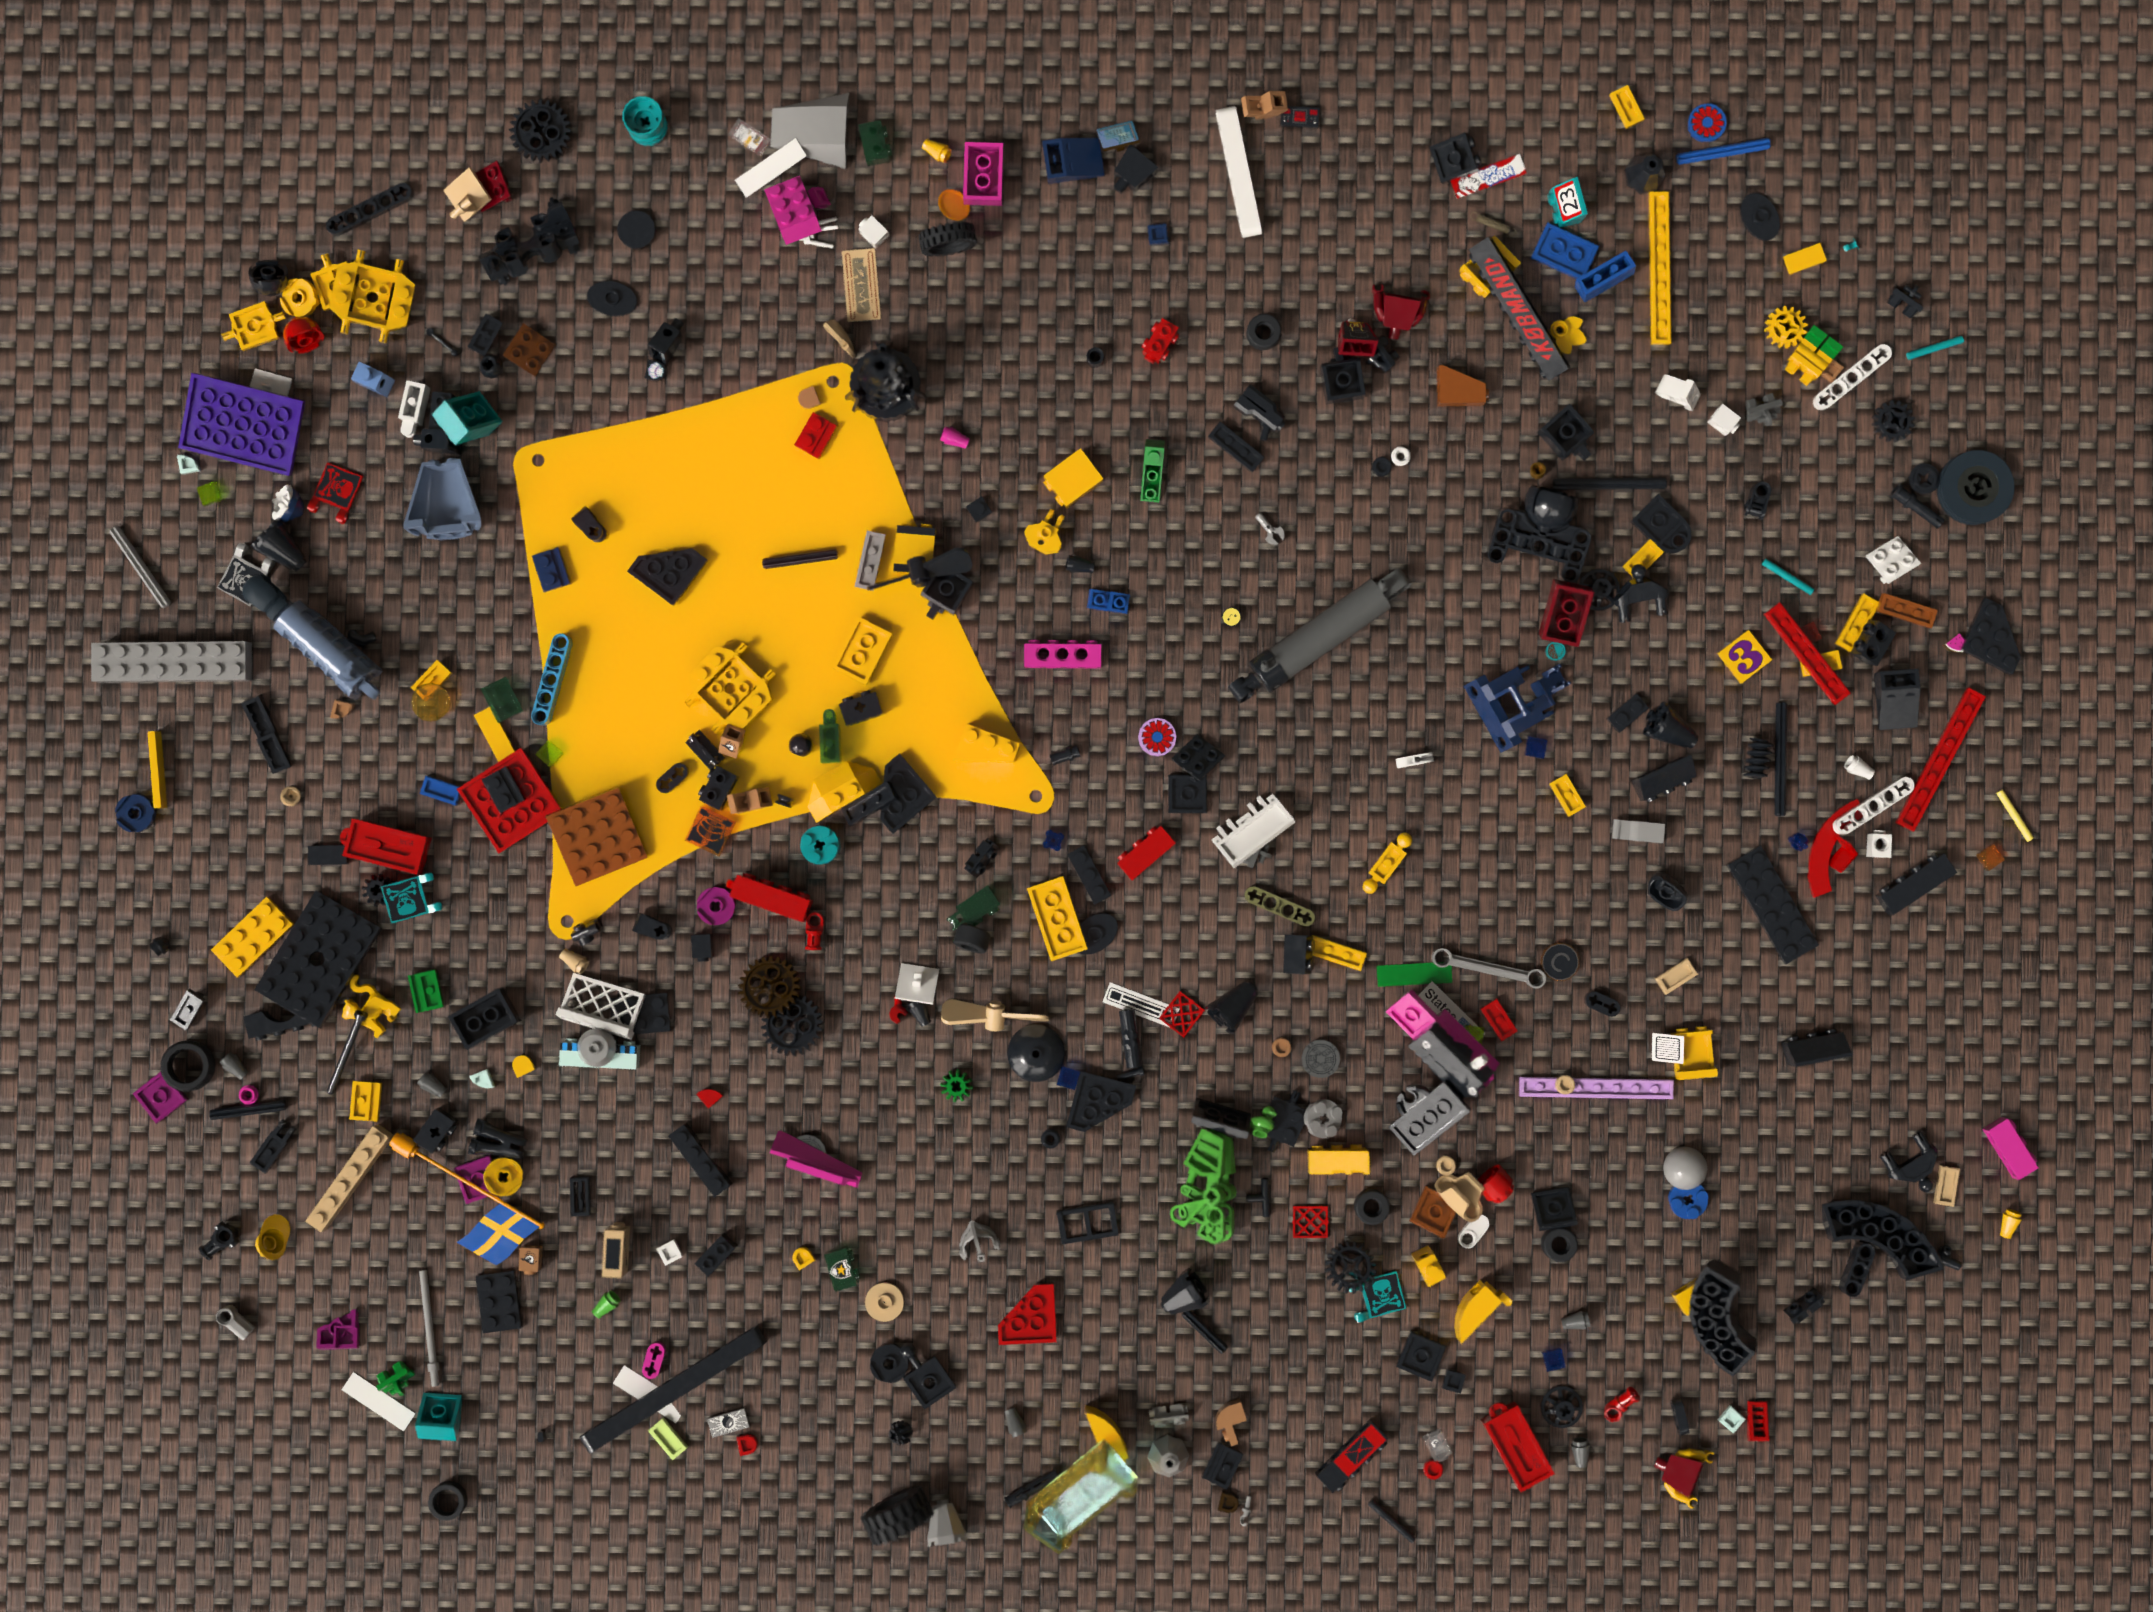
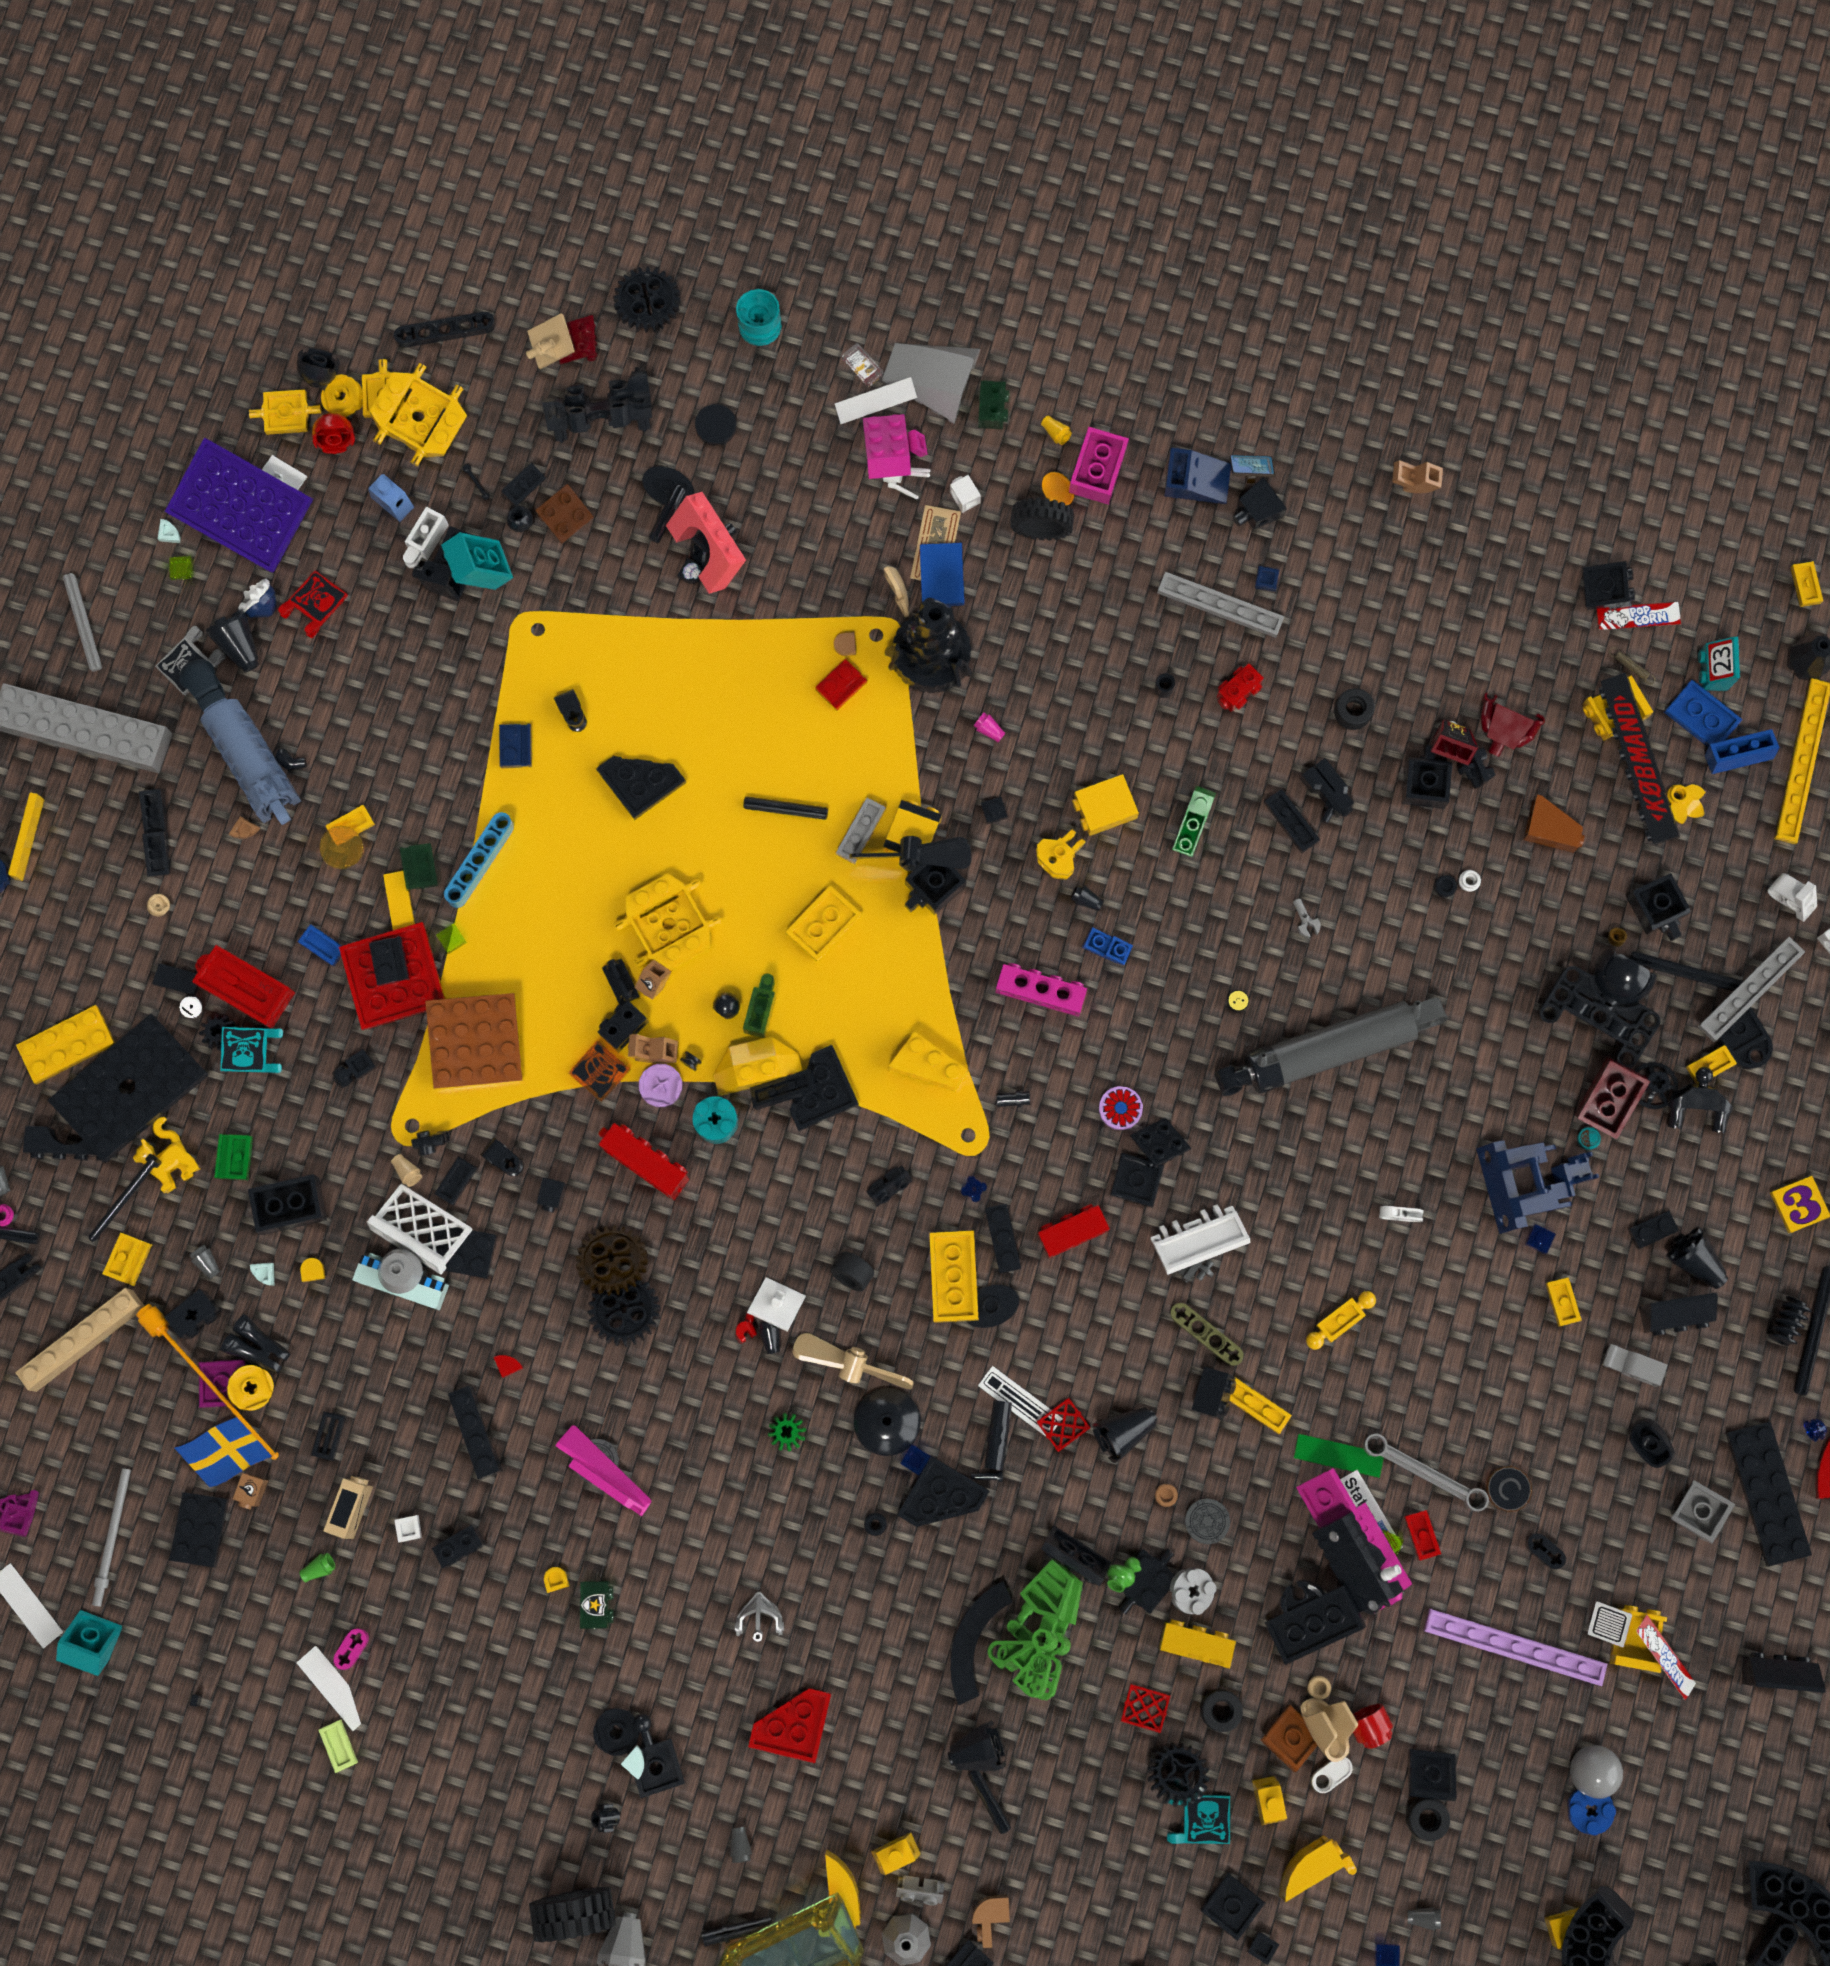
camera: 15 degrees right, 10 degrees down
(347, 874) = (191, 1006): none -> tile
(397, 1382) = (53, 1588): green hips -> none
(440, 1514) = (47, 1743): black tyre -> none
(442, 502) = (422, 643): sand blue cone -> none
(506, 884) = (358, 1064): none -> black plate
(618, 324) = (666, 513): none -> black axle
(618, 957) = (456, 1181): none -> black plate
(673, 1389) = (361, 1689): black beam -> none
(675, 781) = (577, 1007): black beam -> none
(681, 352) = (725, 557): none -> coral arch
(715, 917) = (579, 1167): magenta plate -> none
(728, 1422) = (412, 1747): tile -> none
(747, 1444) = (425, 1779): red tile -> none
(765, 828) = (660, 1085): none -> lavender tile
(814, 933) = (679, 1214): red connector -> none
(853, 716) = (814, 990): black brick -> none
(874, 311) = (942, 573): none -> blue tile
(893, 1301) = (642, 1654): tan piece -> none
(911, 1383) = (634, 1762): none -> light aqua tile
(975, 908) = (866, 1238): clear green brick -> none
(1089, 1236) = (892, 1618): black window -> none
(1123, 270) = (1220, 604): none -> light grey plate
(1142, 1393) = (896, 1854): none -> yellow torso
(1151, 1208) = (967, 1637): none -> black tile
(1238, 172) = (1371, 538): white beam -> none
(1264, 1197) = (1099, 1664): black piece -> none
(1300, 117) = (1451, 501): tile -> none
(1565, 1084) = (1480, 1632): tan tile -> none
(1661, 485) = (1751, 989): none -> light grey plate
(1676, 976) = (1638, 1544): tan tile -> none
(1719, 1062) = (1665, 1657): none -> sticker
(1722, 936) = (1703, 1512): none -> light grey slope

